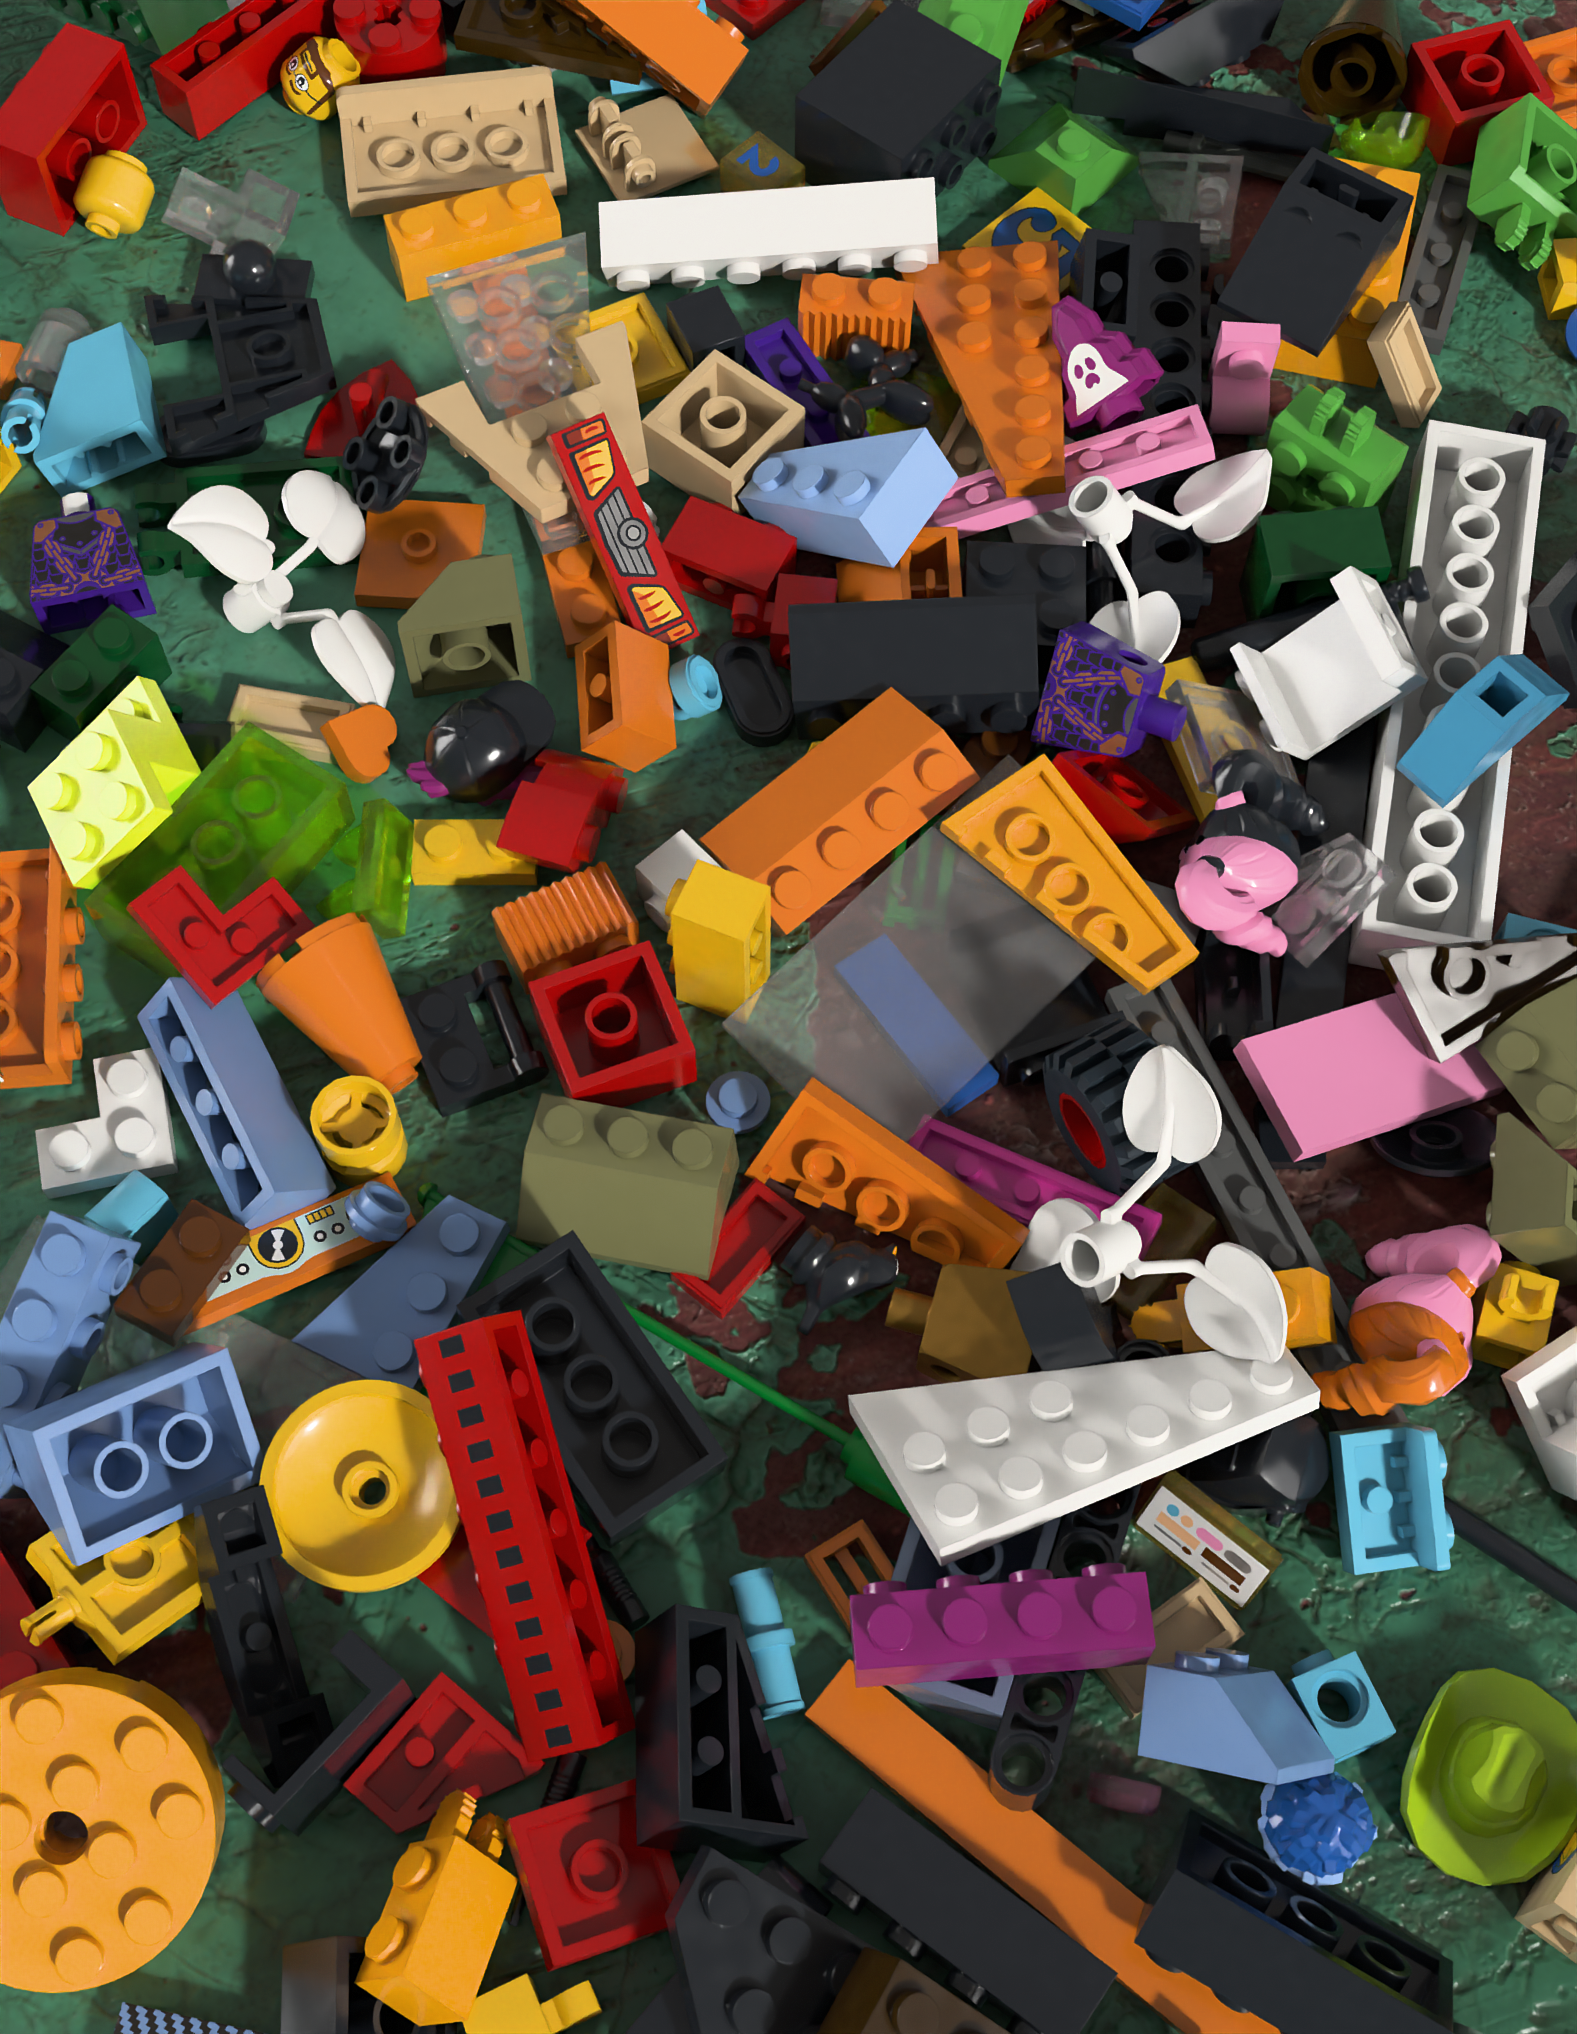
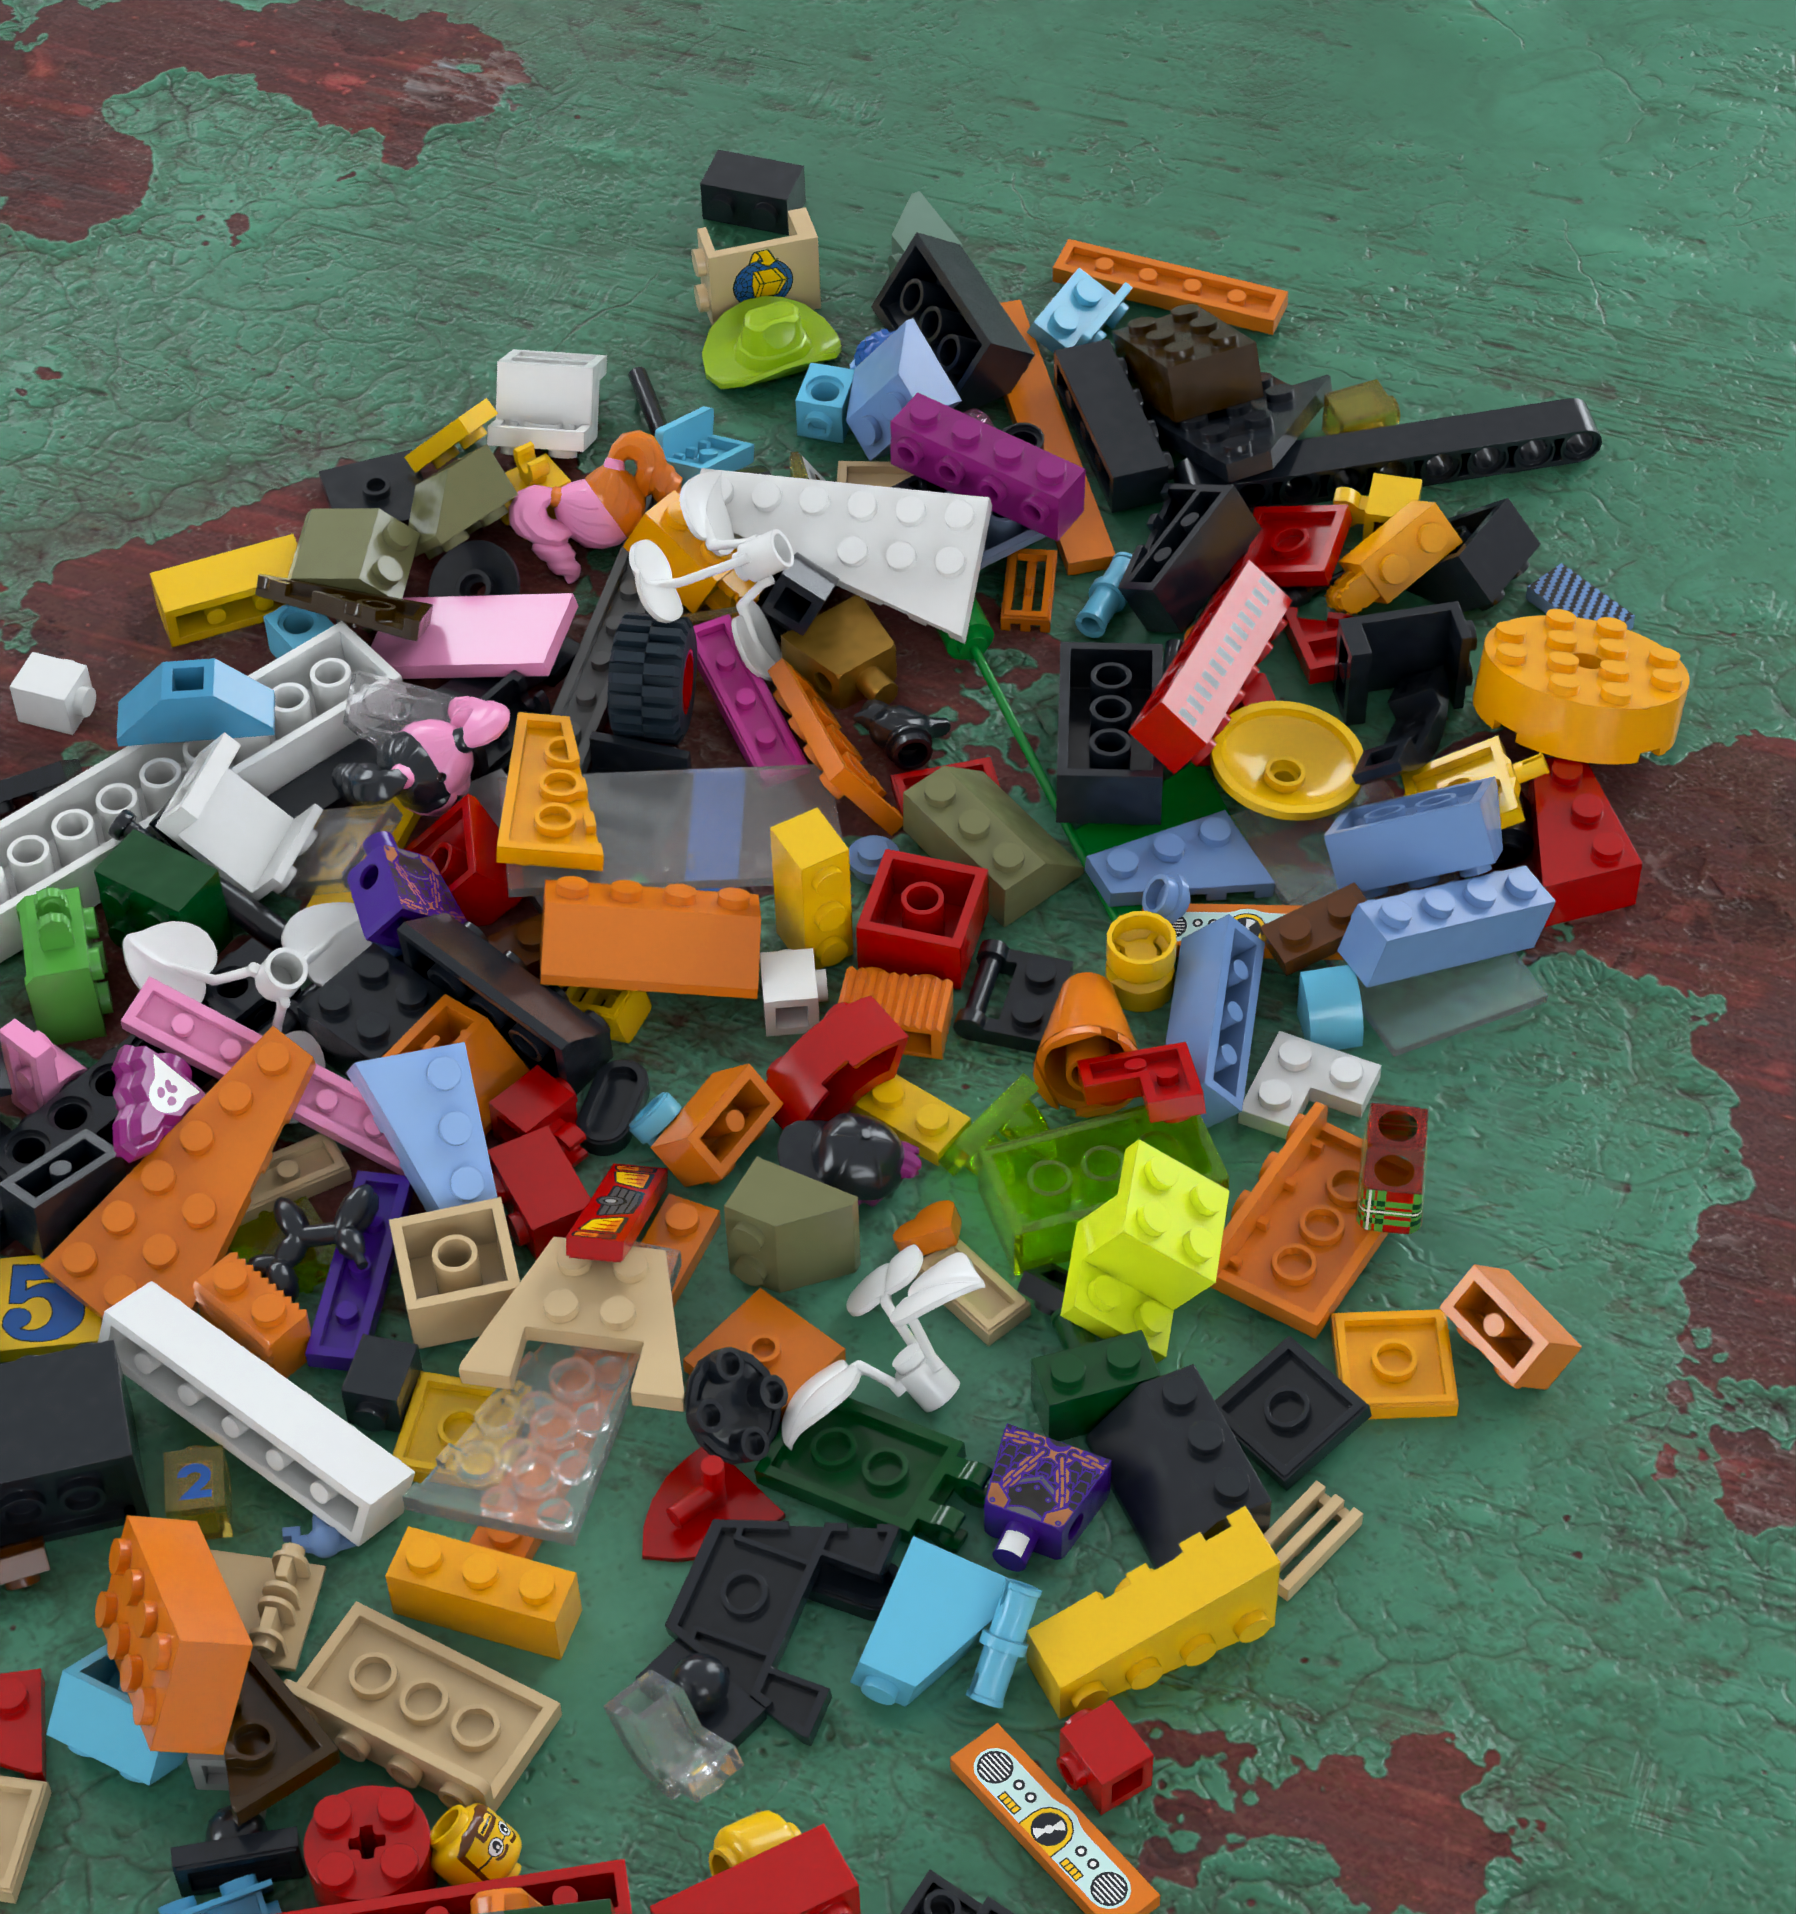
camera: 140 degrees left, 15 degrees down
(47, 347) = (926, 1721): clear brick -> none

